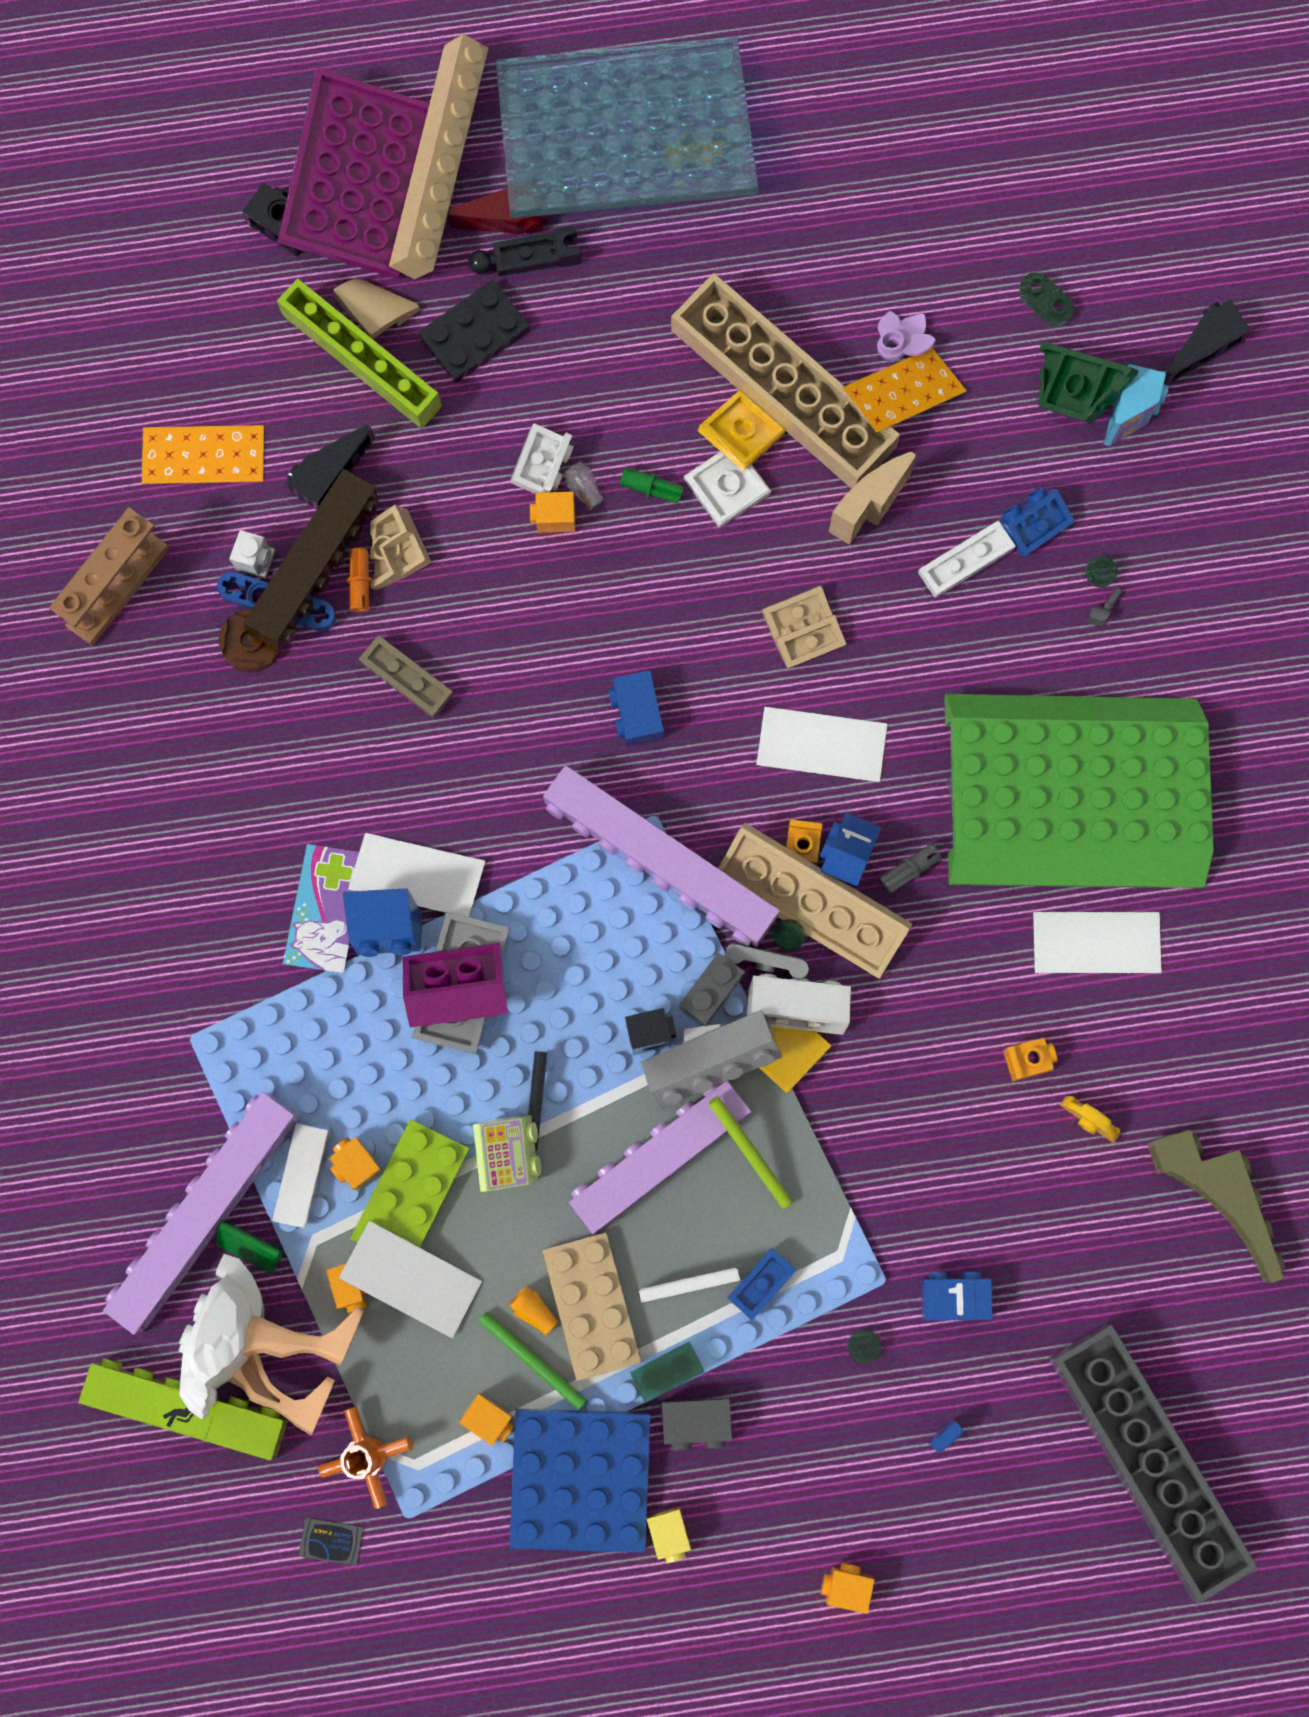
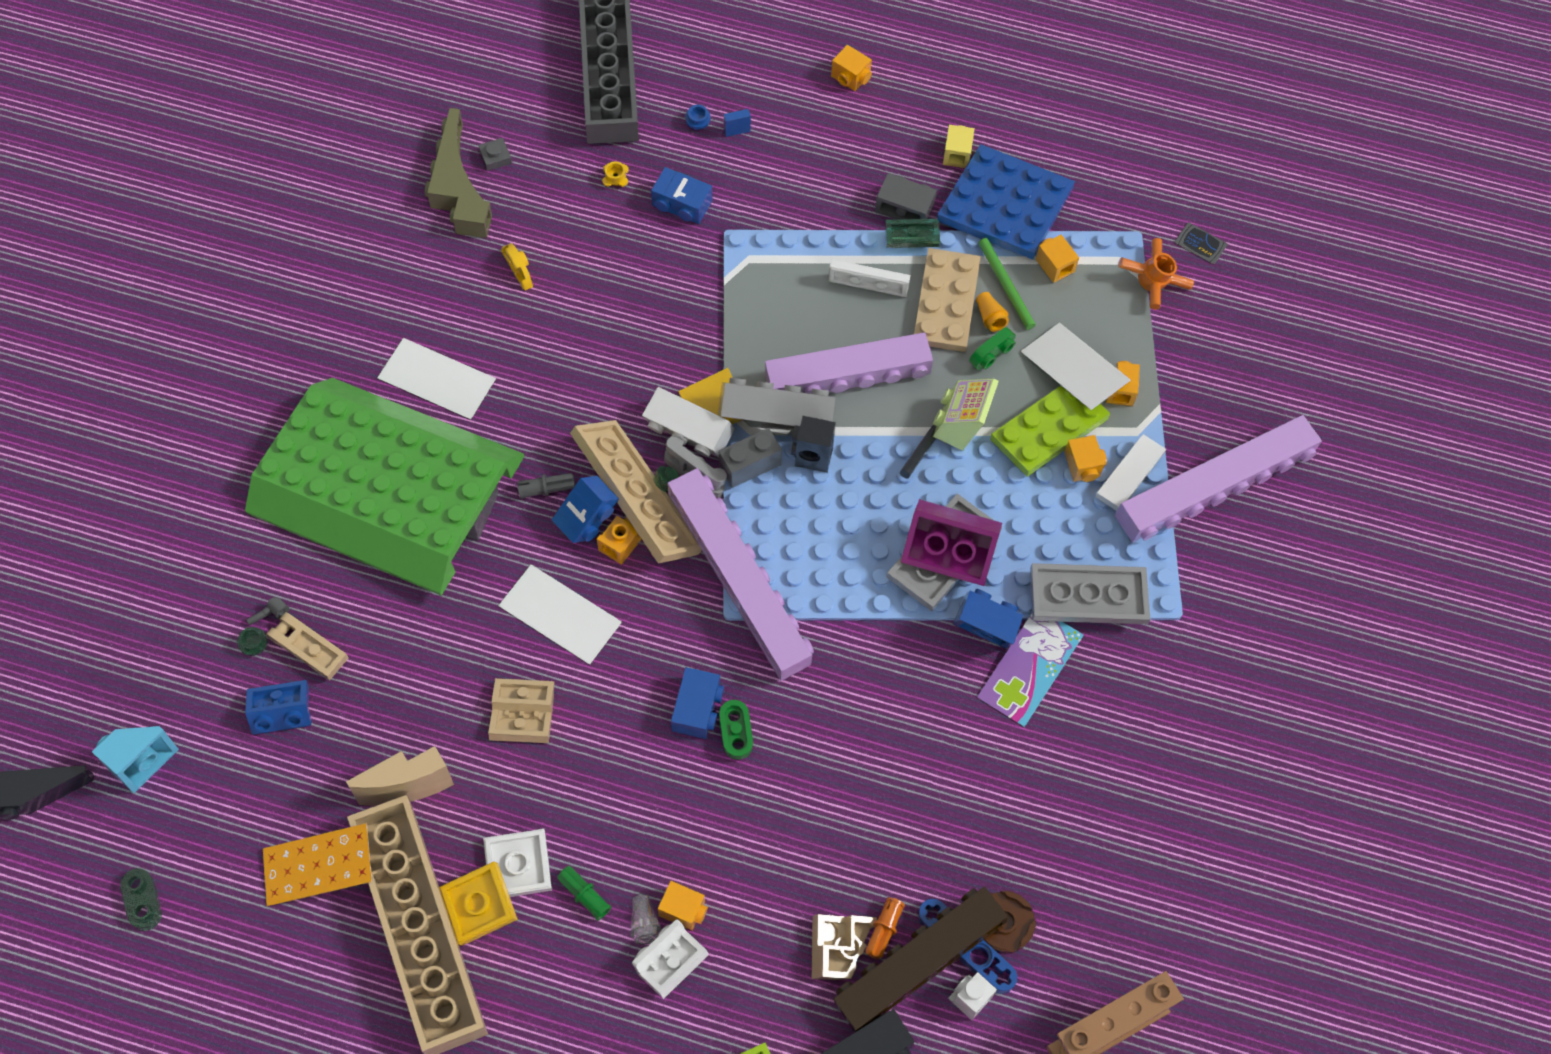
camera: 160 degrees left, 15 degrees down
(159, 1404) = (1281, 359): lime brick -> none
(228, 1343) = (1229, 372): animal -> none
(248, 1247) = (1185, 445): green slope -> none
(291, 1005) = (1089, 593): none -> light grey plate
(406, 676) = (881, 822): dark tan plate -> none
(432, 876) = (943, 657): white sticker -> none
(504, 1272) = (999, 343): none -> green plate
(587, 703) = (736, 730): none -> green plate
(750, 1152) = (780, 338): lime bar -> none
(761, 1284) = (814, 258): blue plate -> none
(864, 1346) = (762, 198): clear green plate -> none
(905, 334) = (282, 924): lavender plate -> none
(966, 559) = (354, 700): white plate -> none
(996, 1425) = (697, 117): none -> blue plate
(1018, 1061) = (537, 318): light orange brick -> none
(1045, 590) = (308, 646): none -> tan plate
(1046, 1304) = (615, 168): none -> yellow plate
(1080, 383) = (166, 794): dark green wing -> none
(1201, 1256) = (495, 154): none -> dark grey plate

